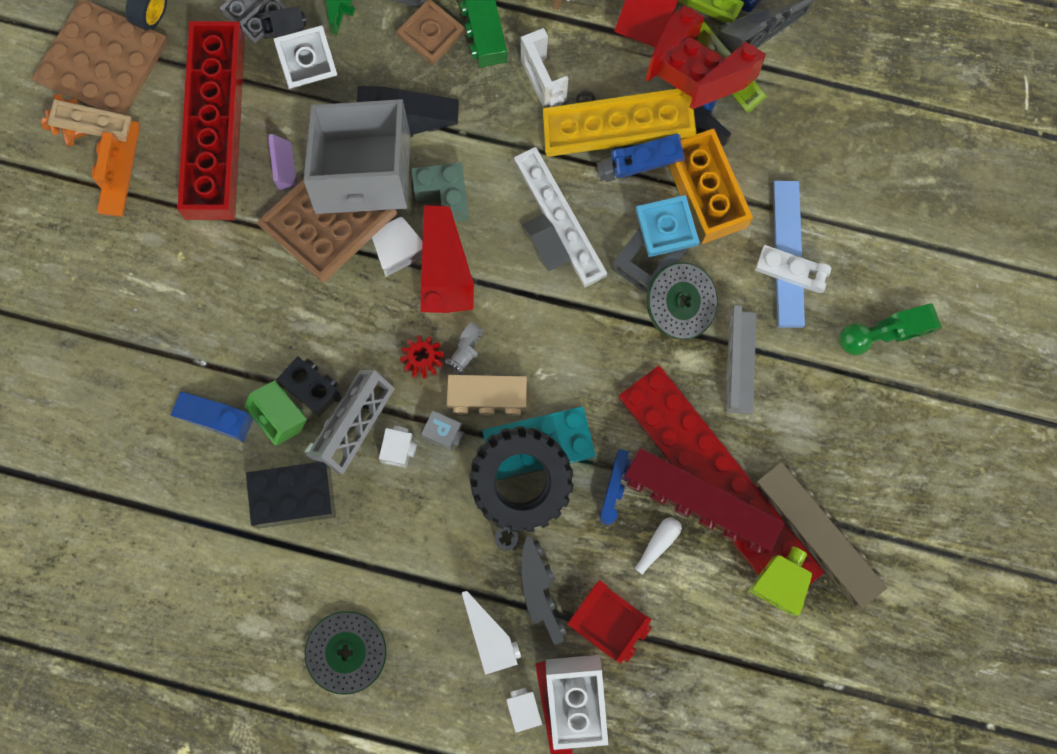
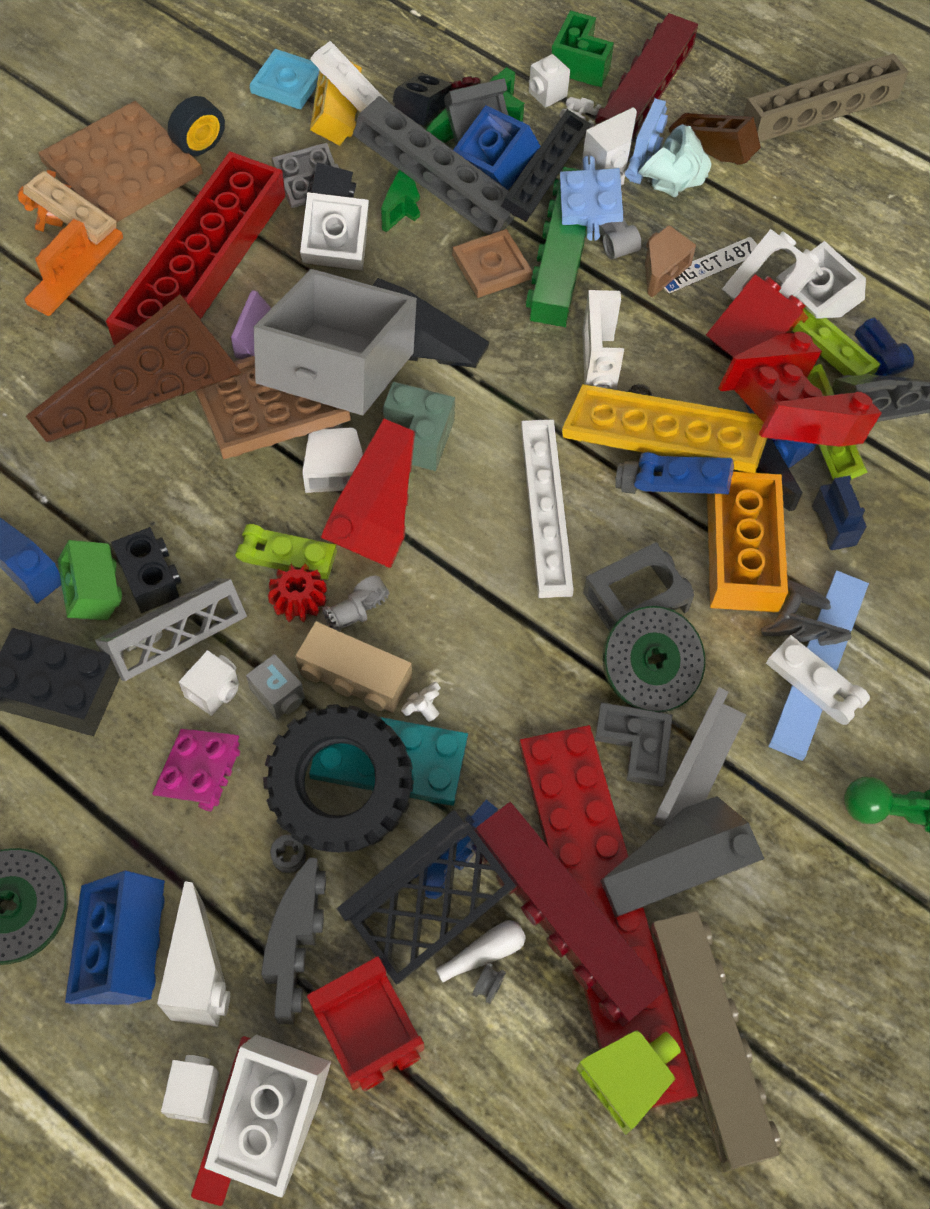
camera: 25 degrees right, 15 degrees down
(230, 233) = (150, 366): none -> reddish brown wing
(397, 329) = (285, 549): none -> lime plate
(418, 508) = (198, 767): none -> dark pink hinge
(427, 643) = (116, 940): none -> blue slope
(543, 397) = (423, 702): none -> white plant
(546, 242) = (515, 527): dark grey slope -> none
(593, 516) = (404, 870): none -> black fence
(667, 226) = (672, 559): medium azure plate -> none
(672, 563) = (489, 983): none -> dark grey bush
(698, 356) = (645, 734): none -> dark grey plate
(761, 137) = (840, 513): none -> dark blue piece
(761, 423) = (686, 852): none -> dark grey wedge
(774, 233) = (802, 627): none -> dark grey piece

